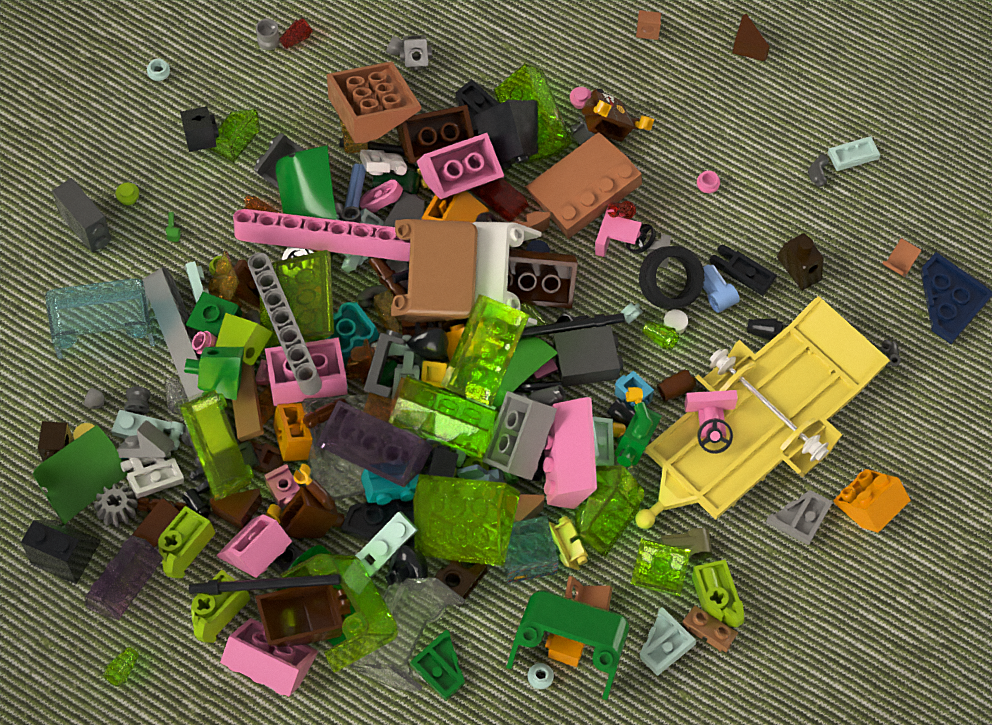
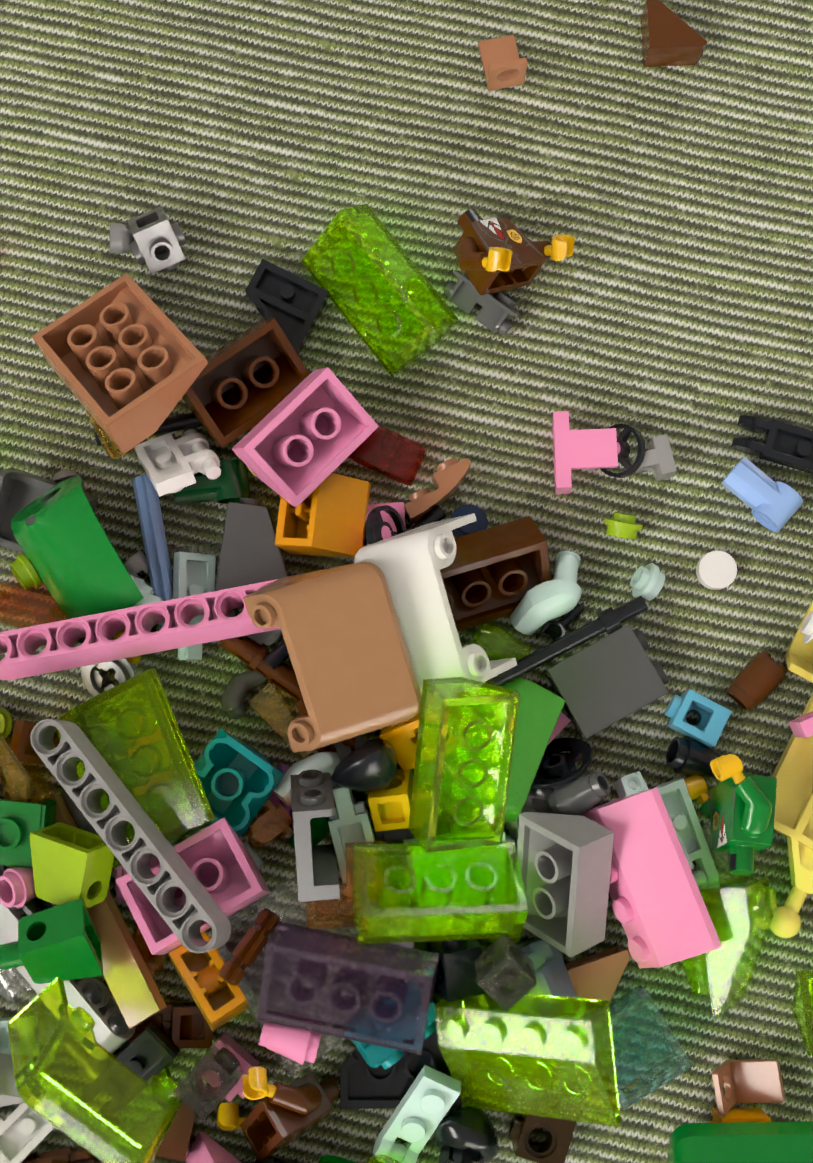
camera: 15 degrees left, 20 degrees up
(272, 194) = (25, 572): none -> lime plate
(273, 485) = (196, 1093): none -> clear smoke brick
(331, 465) = (290, 1042): none -> bright pink cone
(351, 211) = (157, 580): dark grey hinge -> none
(381, 196) = (196, 519): bright pink plate -> none
(467, 463) = (505, 972): none -> clear smoke brick
(511, 130) = (360, 341): black slope -> none
(570, 300) = (551, 597): none -> light aqua arm
(571, 553) = (673, 996): light yellow hinge -> none
(579, 96) = (441, 229): bright pink plate -> none
(584, 184) = (502, 385): nougat slope -> none
(624, 210) = (583, 415): clear red pin -> none
(628, 279) = (623, 525): none -> lime plate
(662, 335) = (704, 602): clear neon green cone -> none
(694, 273) = (724, 518): black tyre -> none
(708, 182) = (685, 311): bright pink plate -> none

